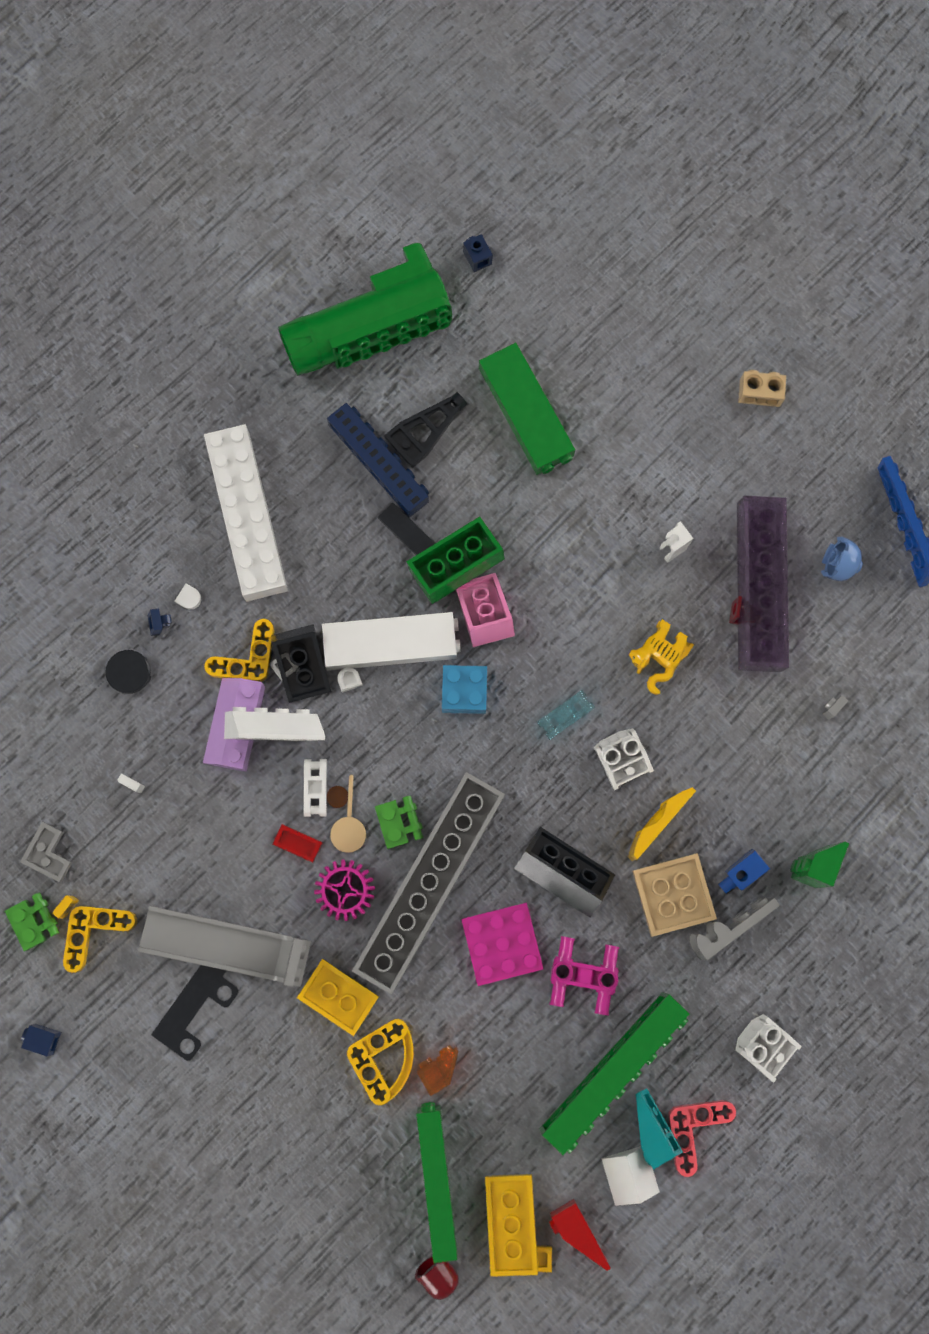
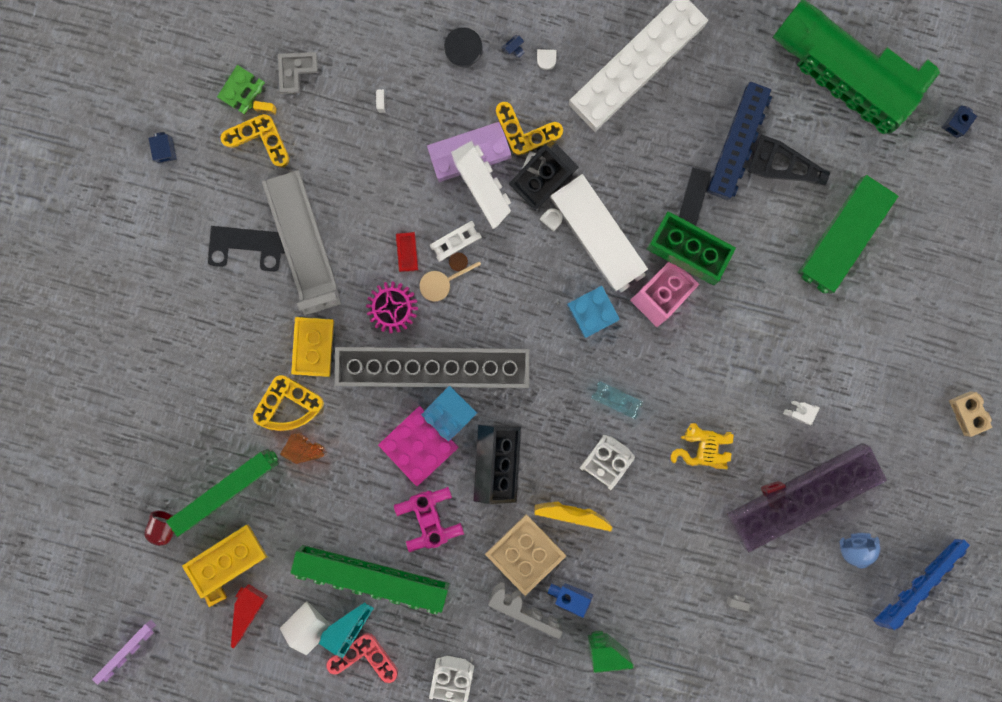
camera: 65 degrees right, 10 degrees up
(392, 825) = (460, 315): bright green plate -> none
(486, 891) = (449, 413): none -> dark azure brick

